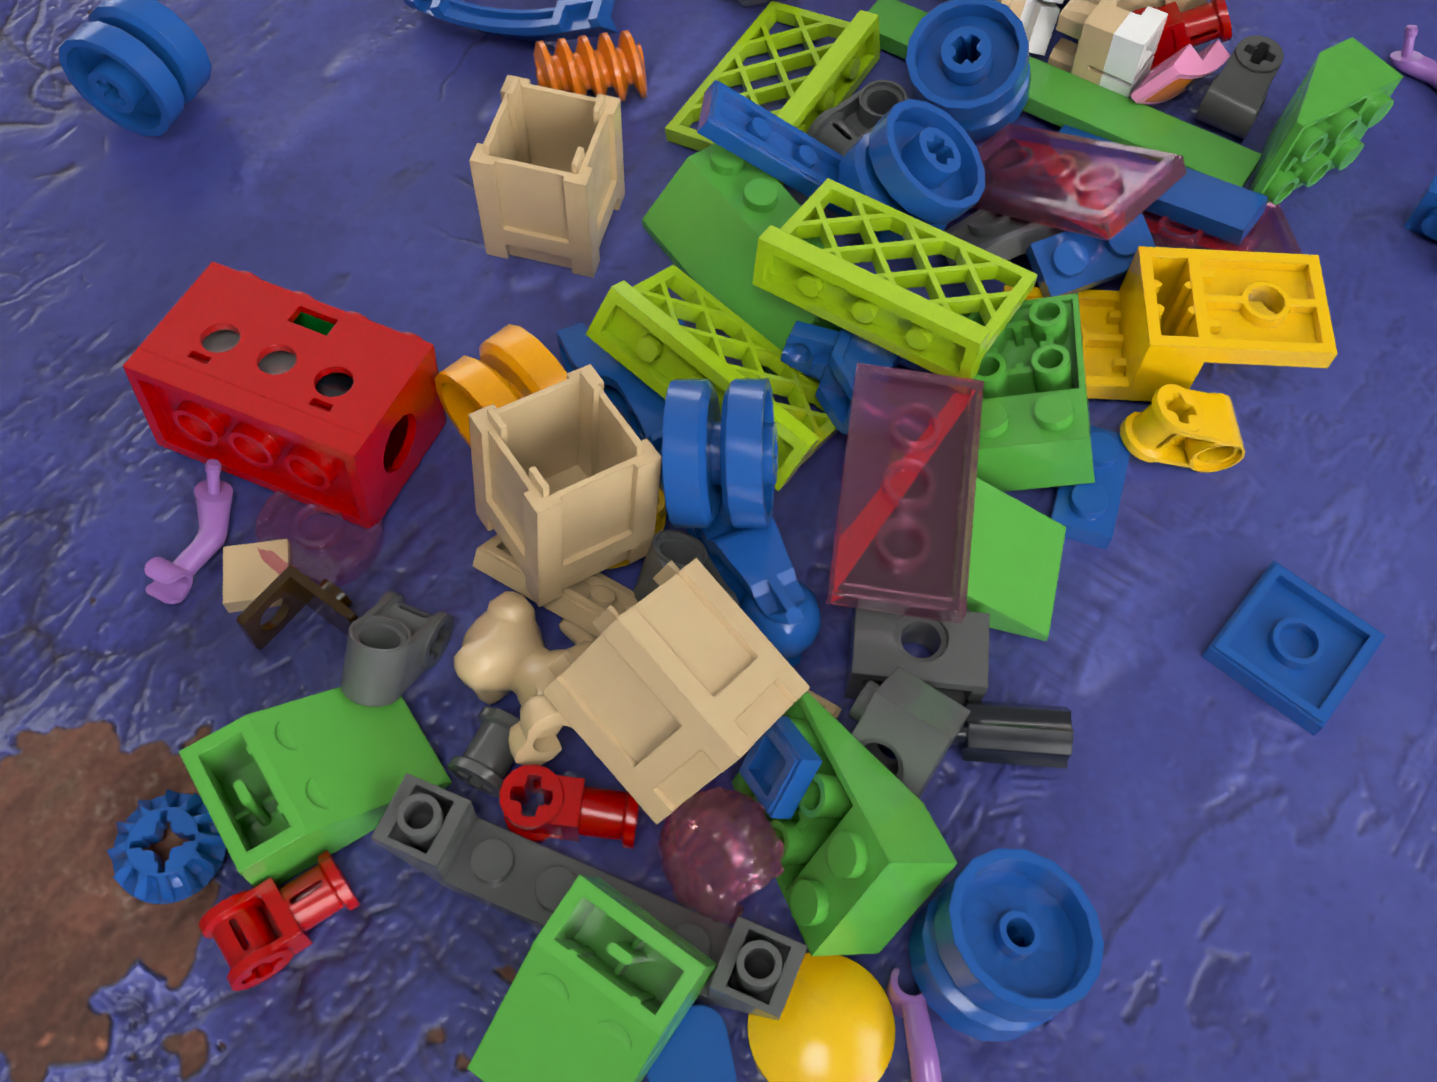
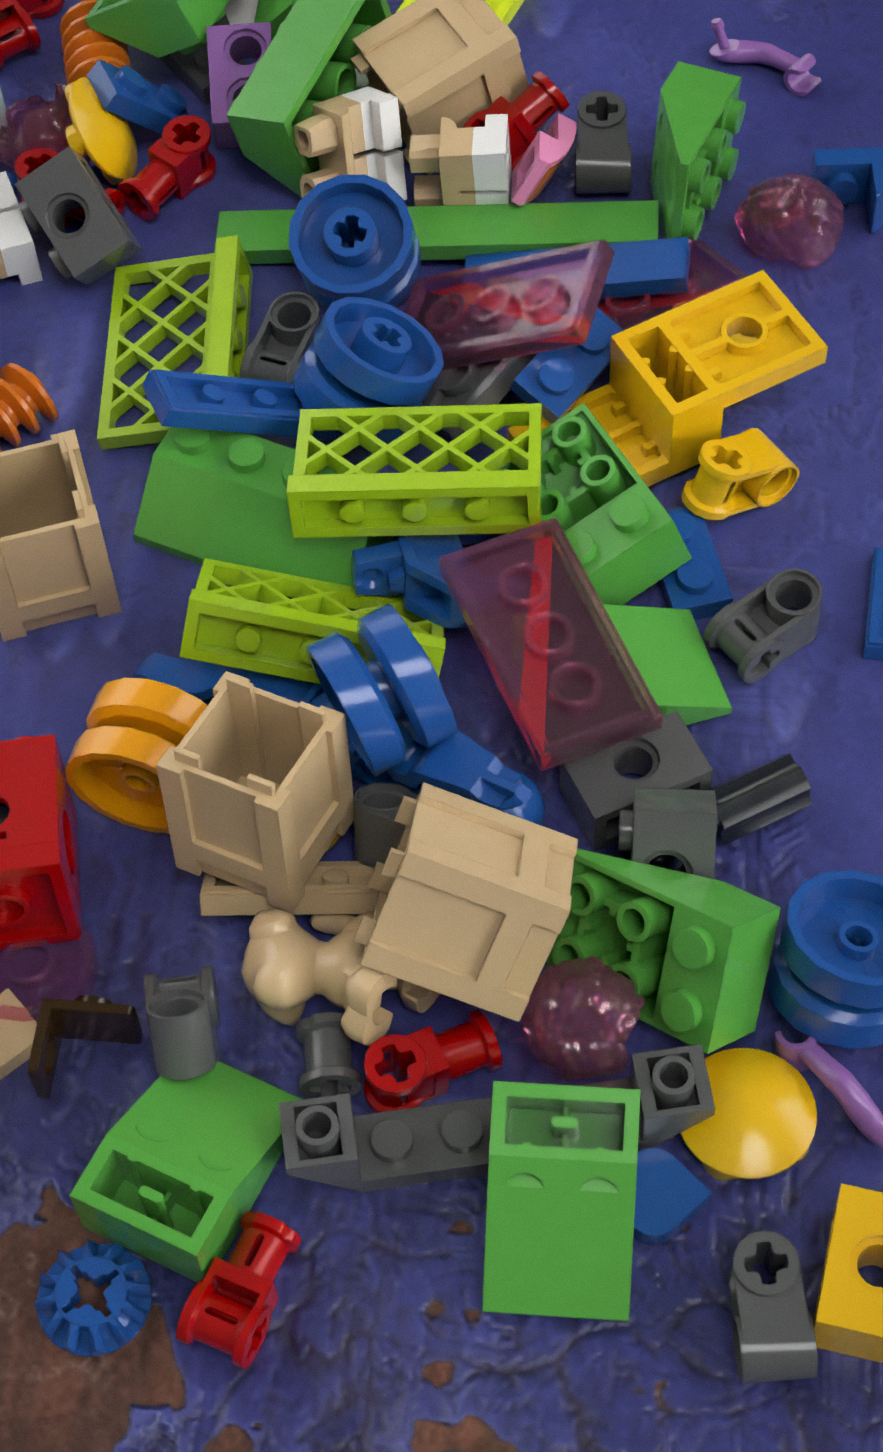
camera: 25 degrees left, 5 degrees down
(780, 768) = (596, 919): blue tile -> none
(1117, 582) = (758, 628): none -> dark grey piece
(1377, 229) = (791, 219): none -> clear pink hair

